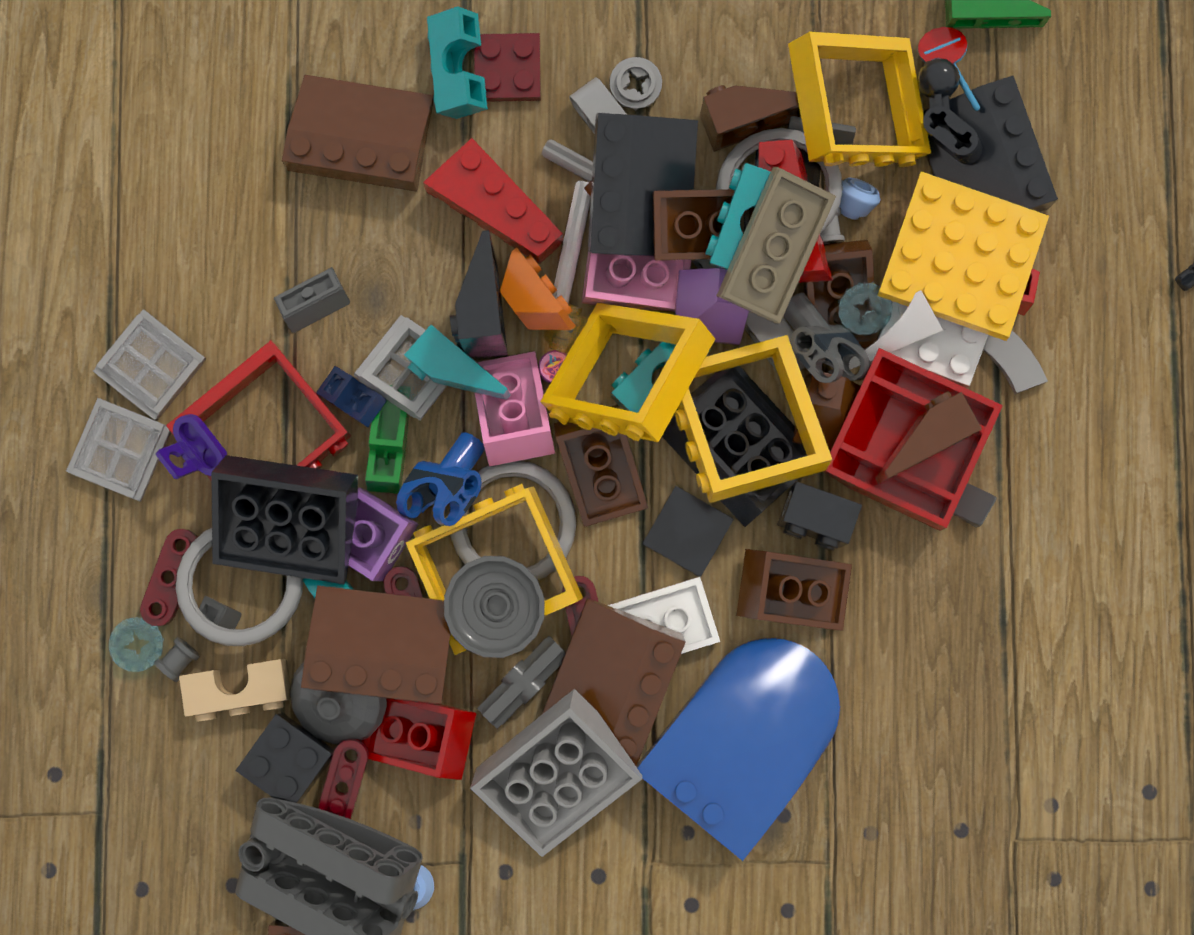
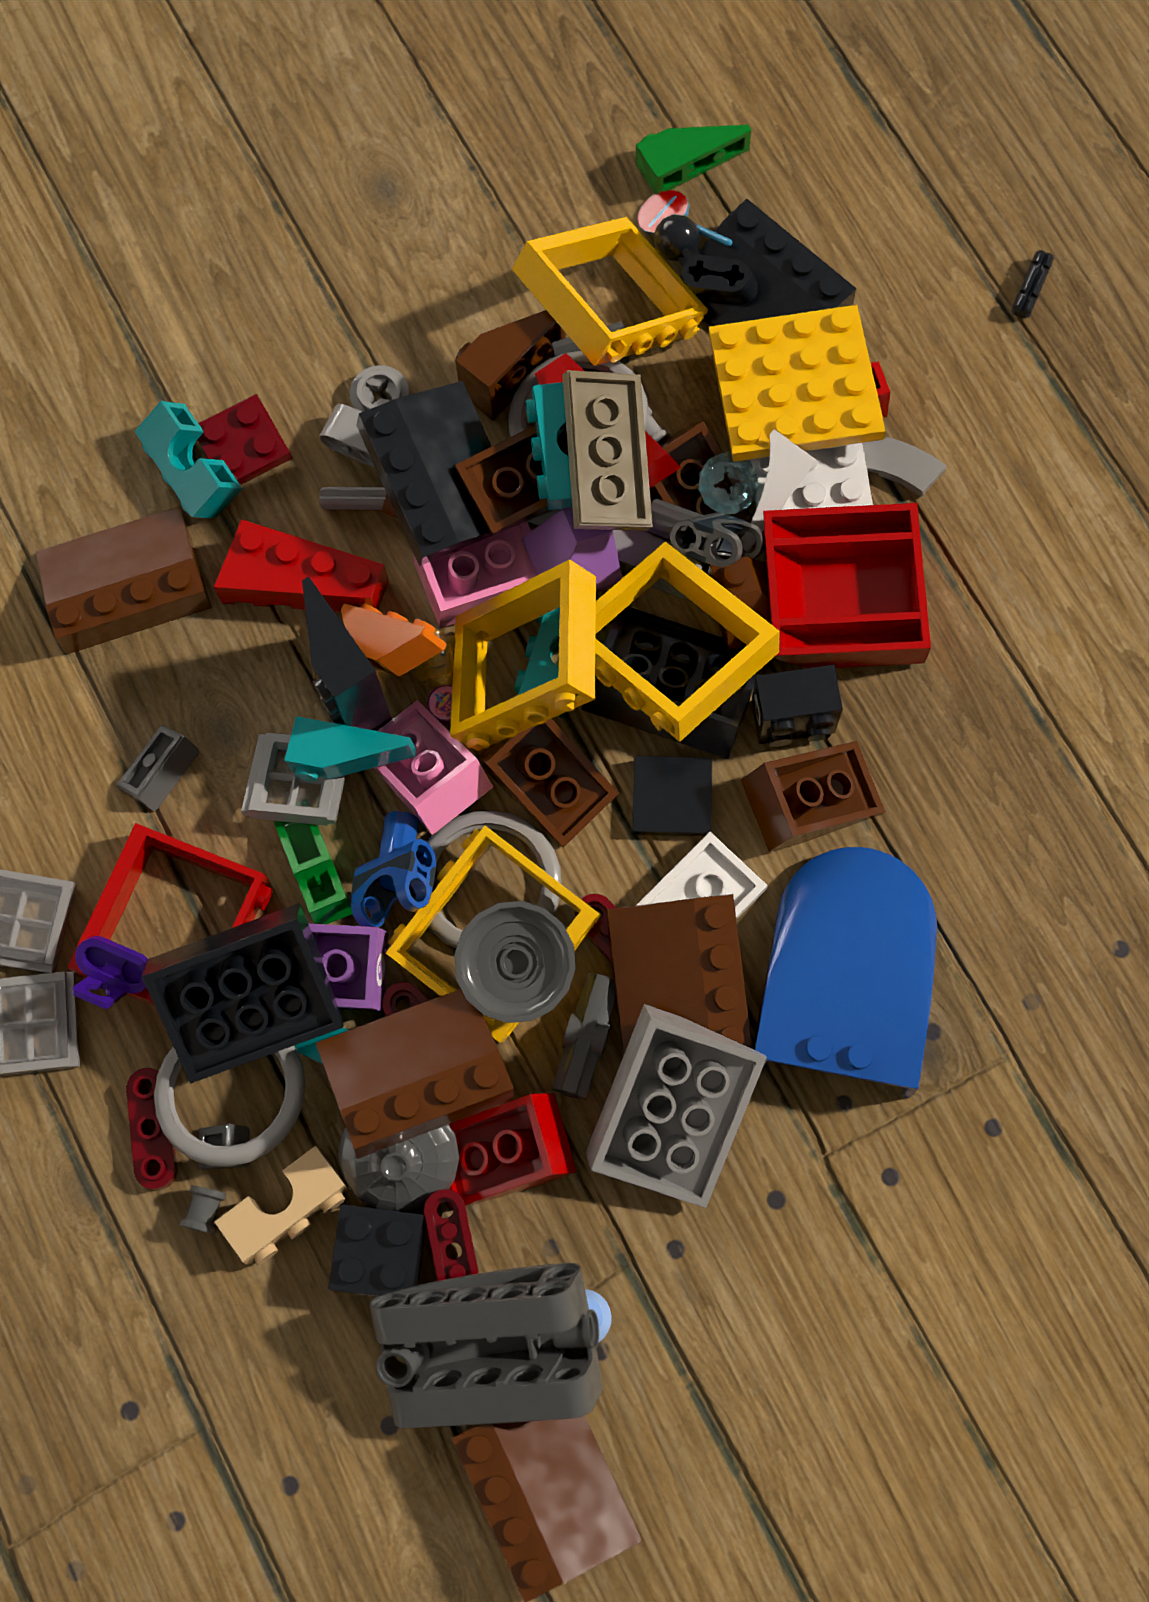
camera: 25 degrees left, 10 degrees down
(123, 635) = (131, 1217): clear light blue gear -> none
(351, 396) = (250, 840): dark blue slope -> none
(572, 241) = (395, 565): white axle -> none
(858, 198) = (662, 389): light blue cone -> none
(940, 427) = (870, 546): reddish brown slope -> none
(974, 505) = (946, 620): dark grey slope -> none

